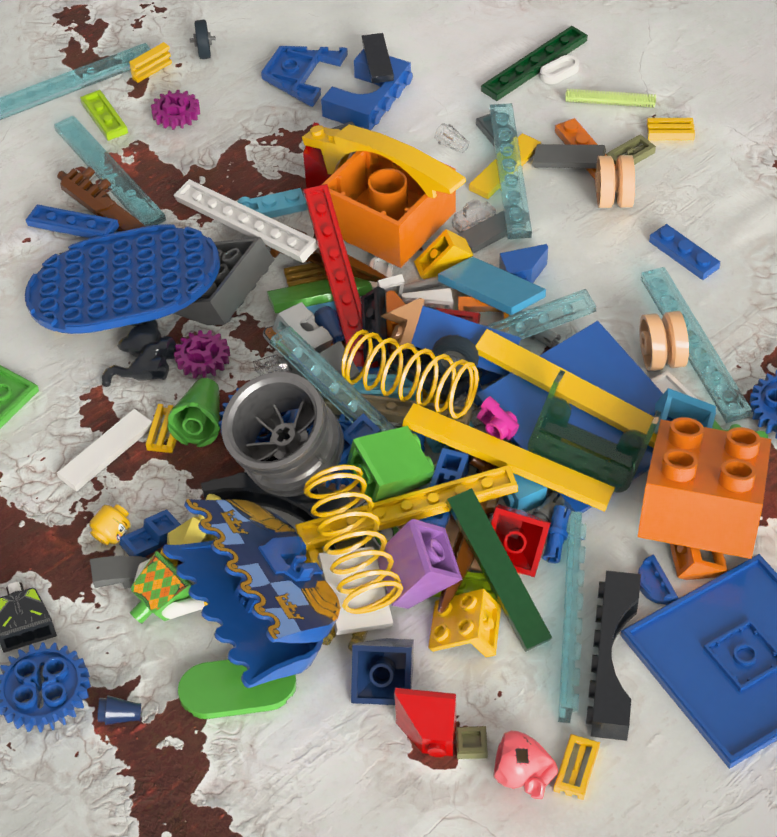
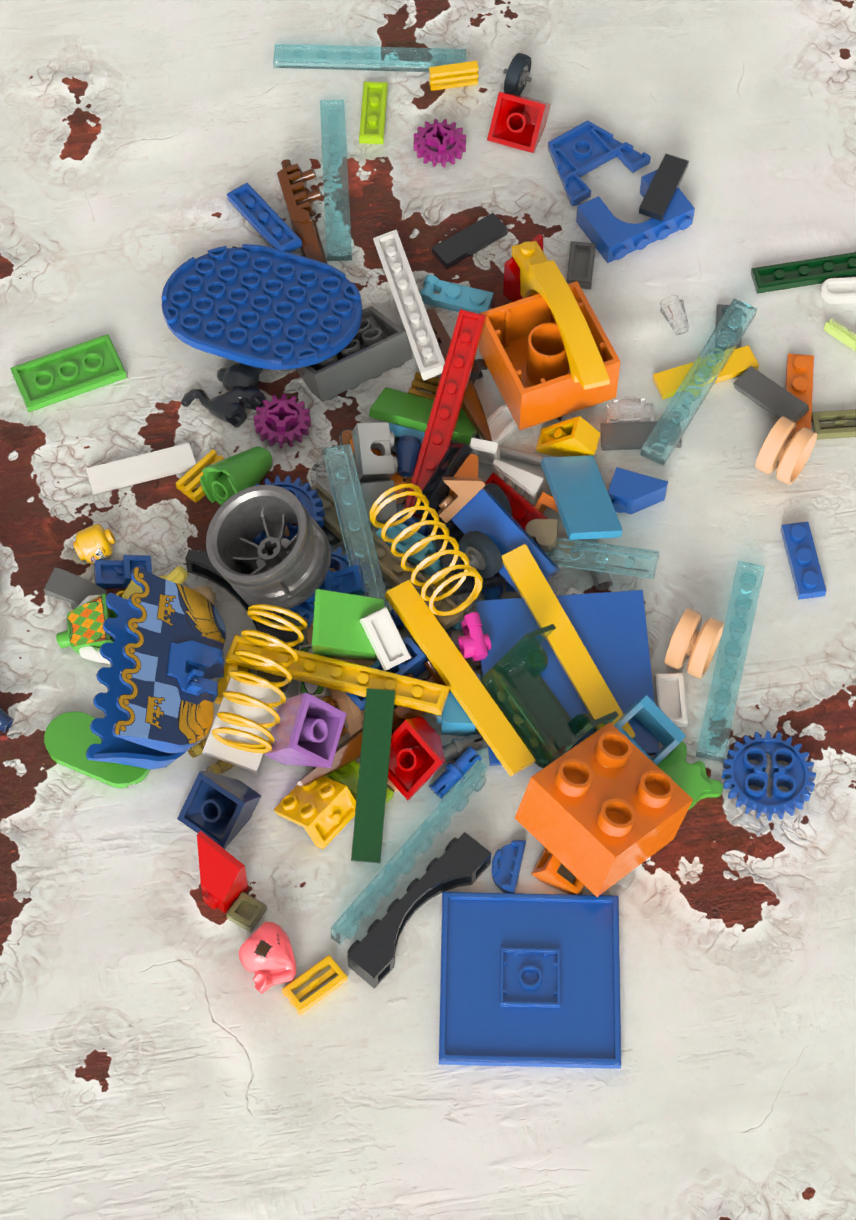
camera: 30 degrees right, 10 degrees up
(227, 68) = (518, 121): none -> red slope
(251, 164) = (469, 240): none -> black tile
(430, 455) = (385, 639): none -> white tile
(487, 318) = (543, 532): none -> dark tan tile

